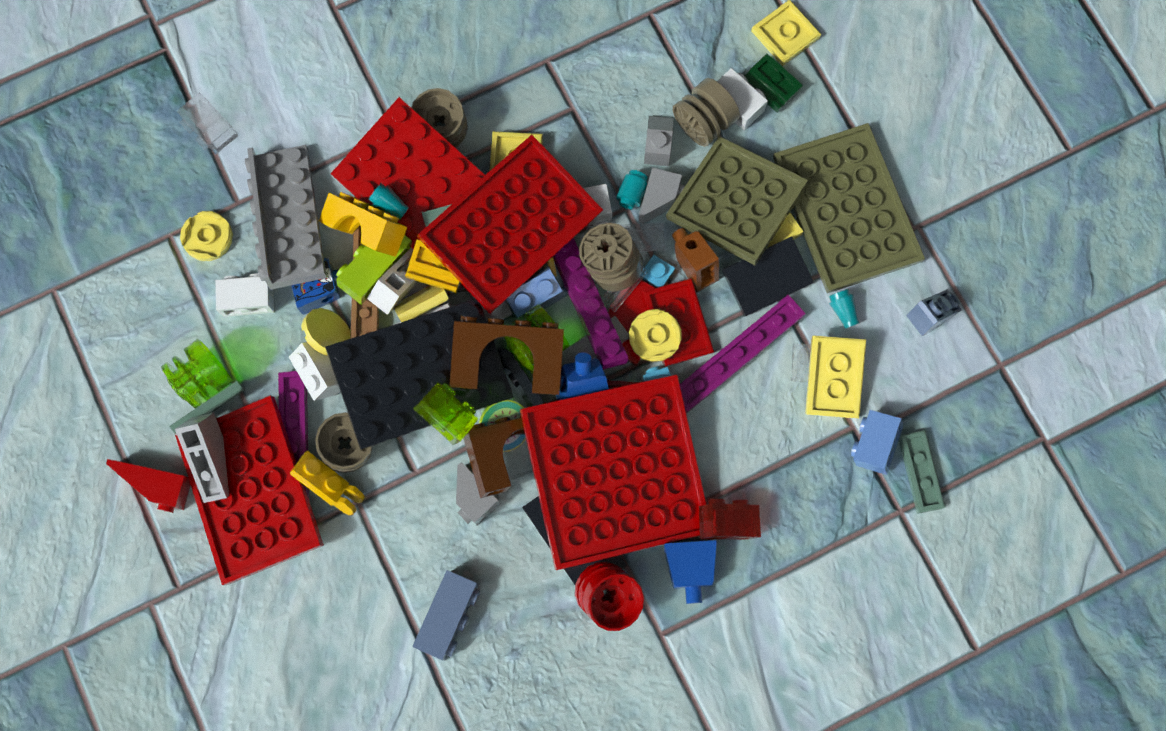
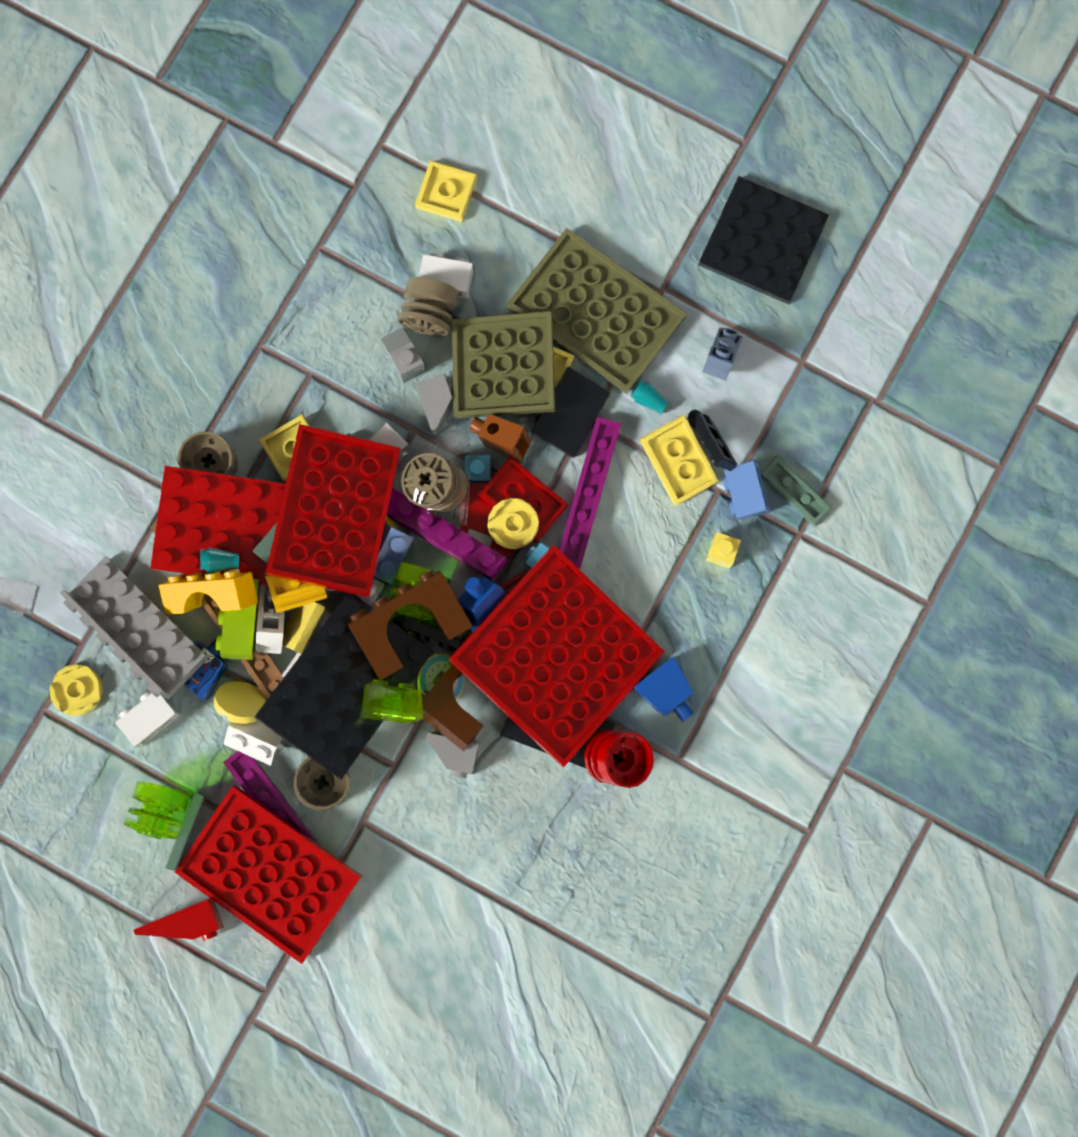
camera: 35 degrees left, 5 degrees up
(205, 454) = (214, 871): light grey slope -> none
(326, 483) = (329, 825): yellow hinge -> none
(447, 616) = (500, 862): sand blue brick -> none
(632, 190) = (410, 412): teal brick -> none
(729, 521) = (672, 634): clear red brick -> none
(774, 82) = (464, 242): dark green plate -> none
(822, 479) = (723, 550): none -> light yellow brick
(876, 378) = (712, 440): none -> black hinge
(1034, 241) = (763, 240): none -> black plate

